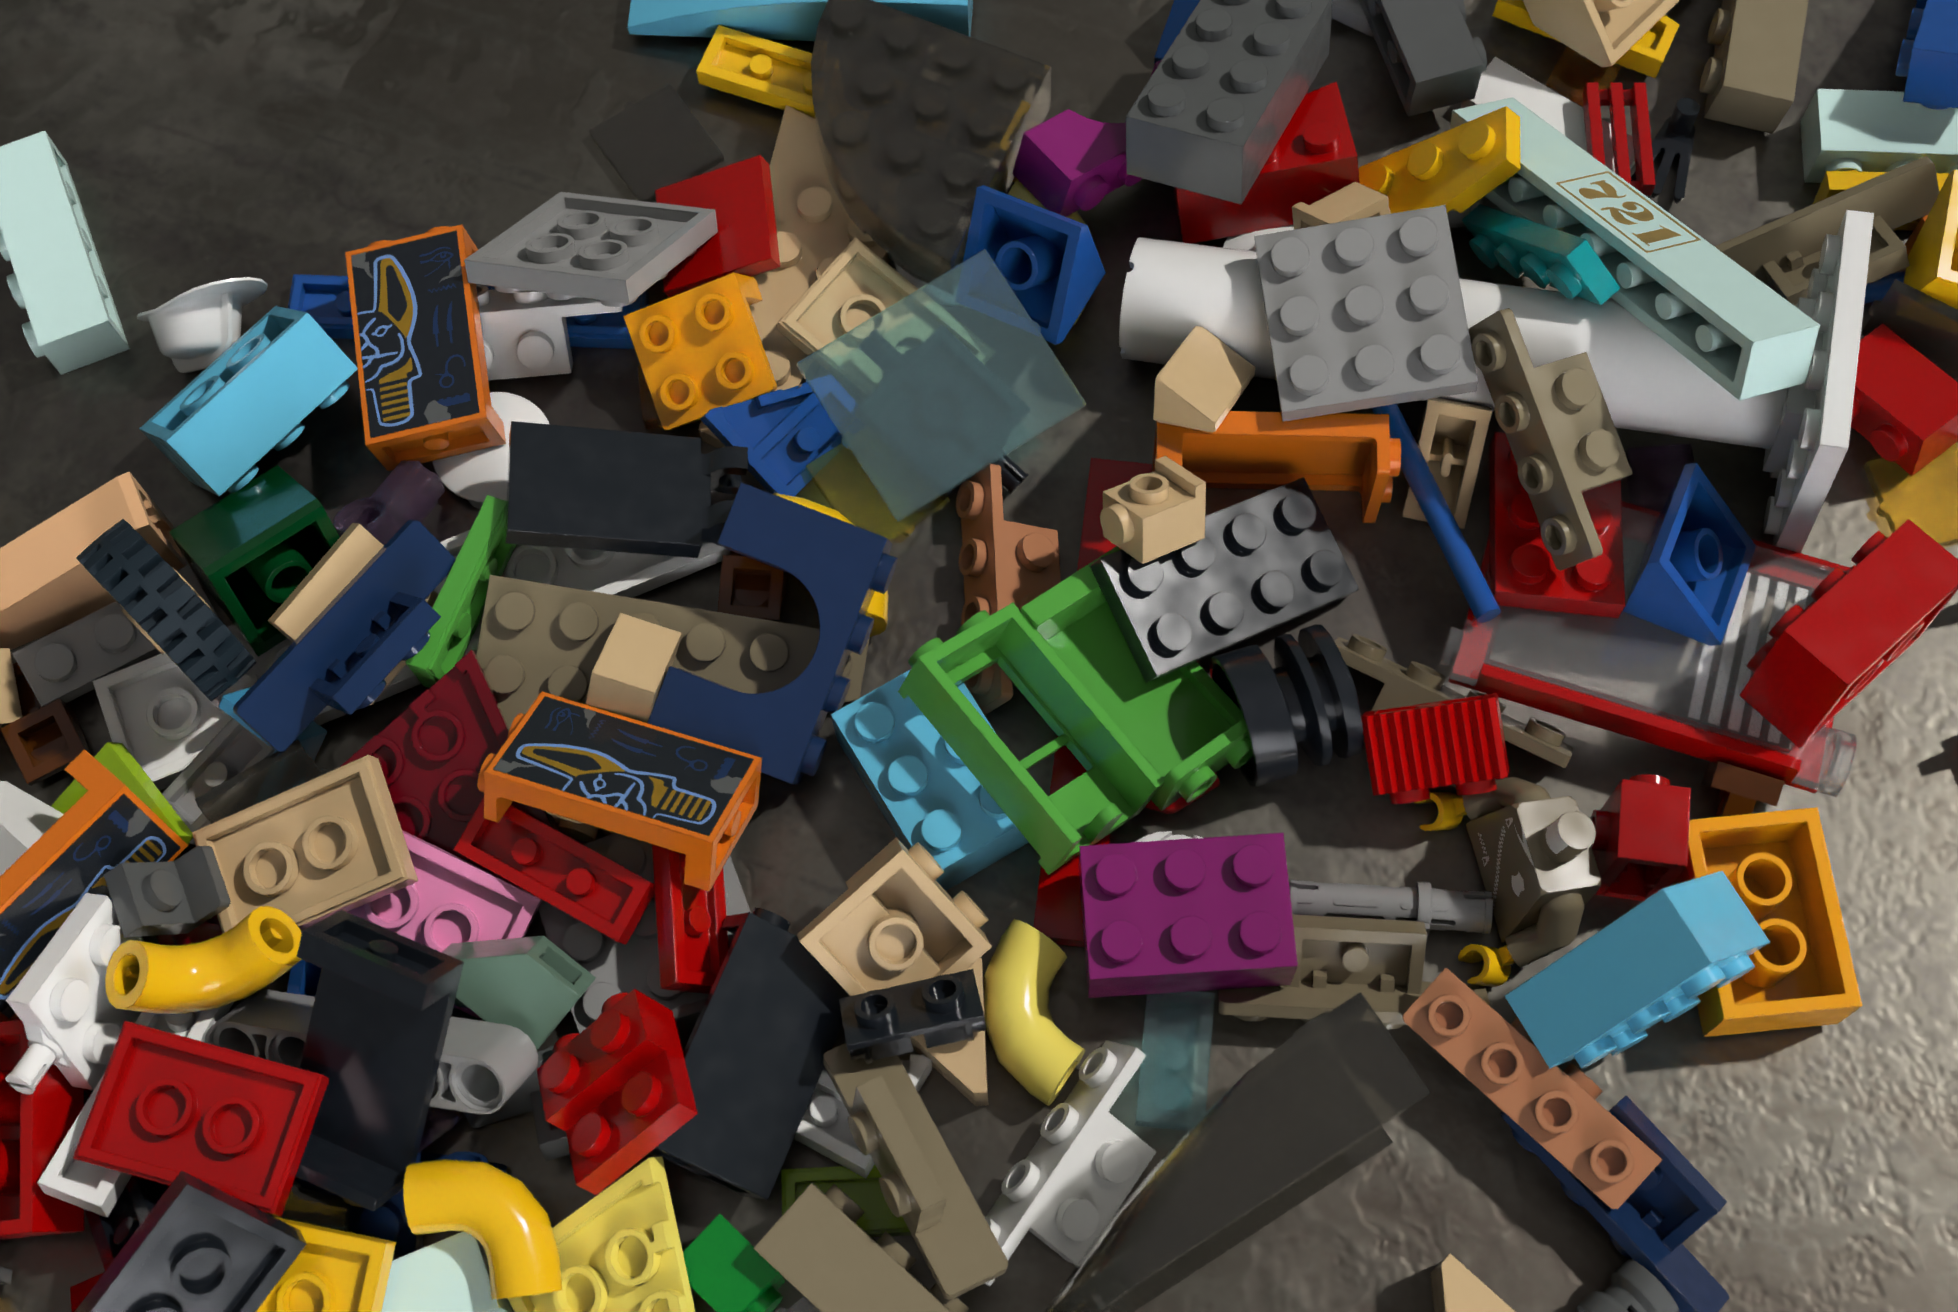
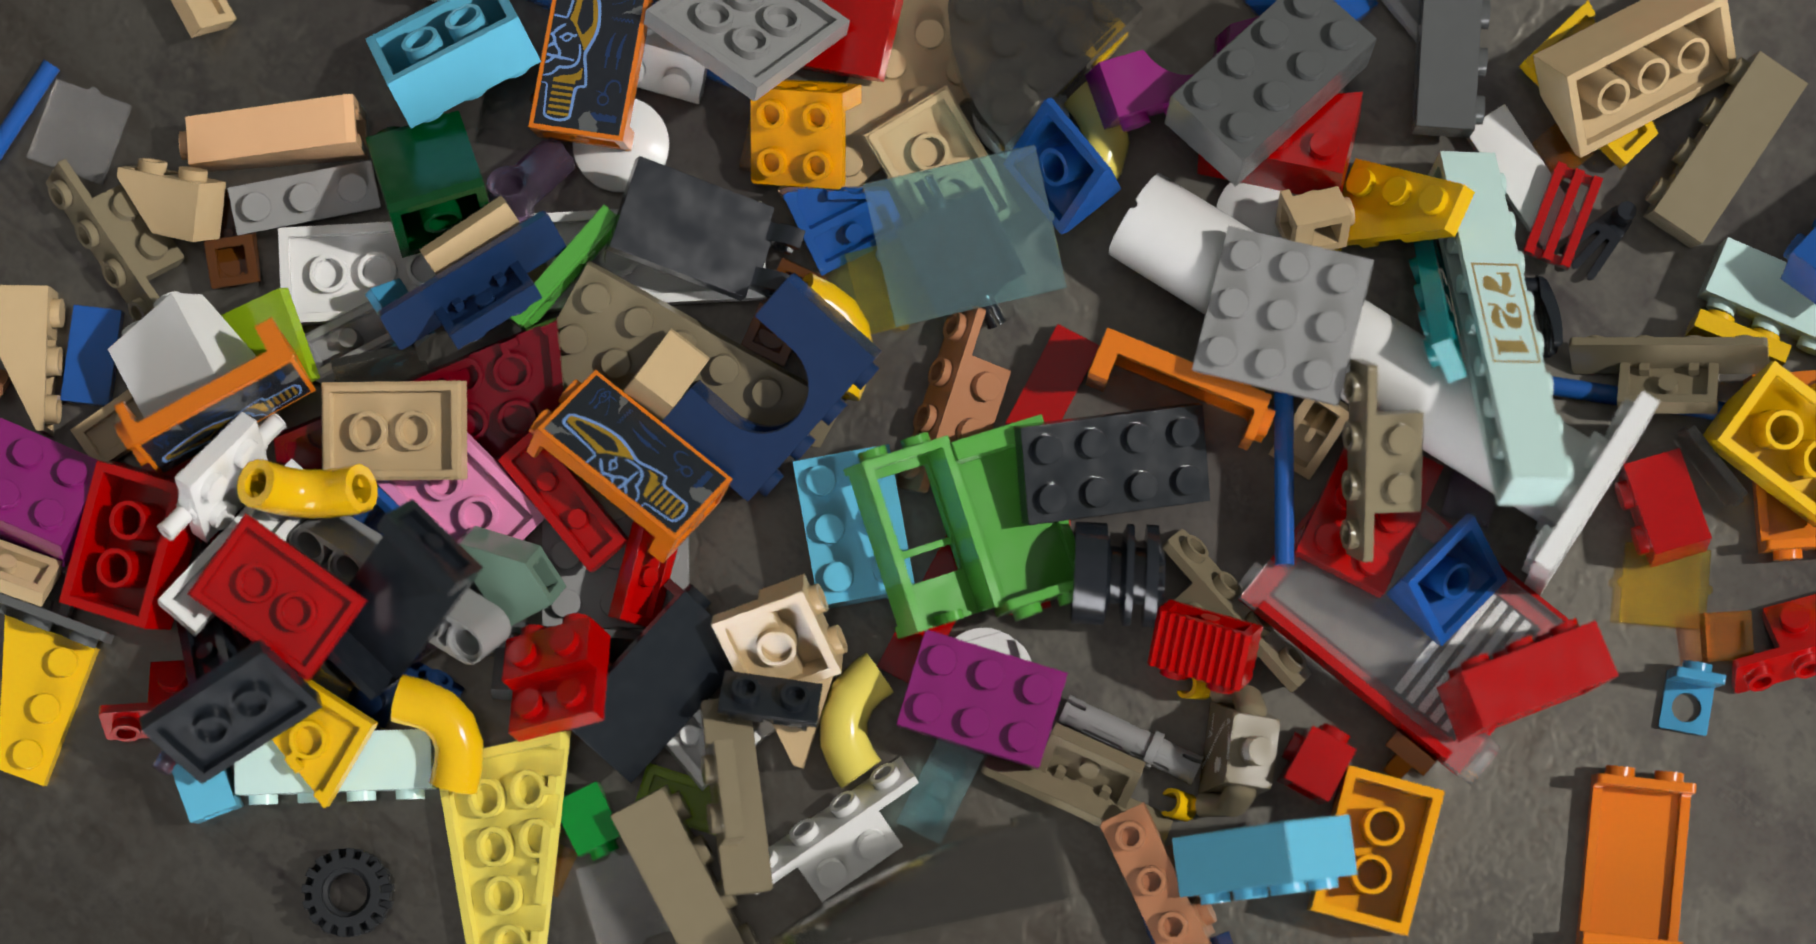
camera: 20 degrees right, 15 degrees up
(167, 609) = (351, 216): black wheel -> none
(167, 895) = (296, 427): dark grey bracket -> none
(1155, 511) = (1072, 408): tan brick -> none
(1200, 383) = (1148, 319): tan slope -> none

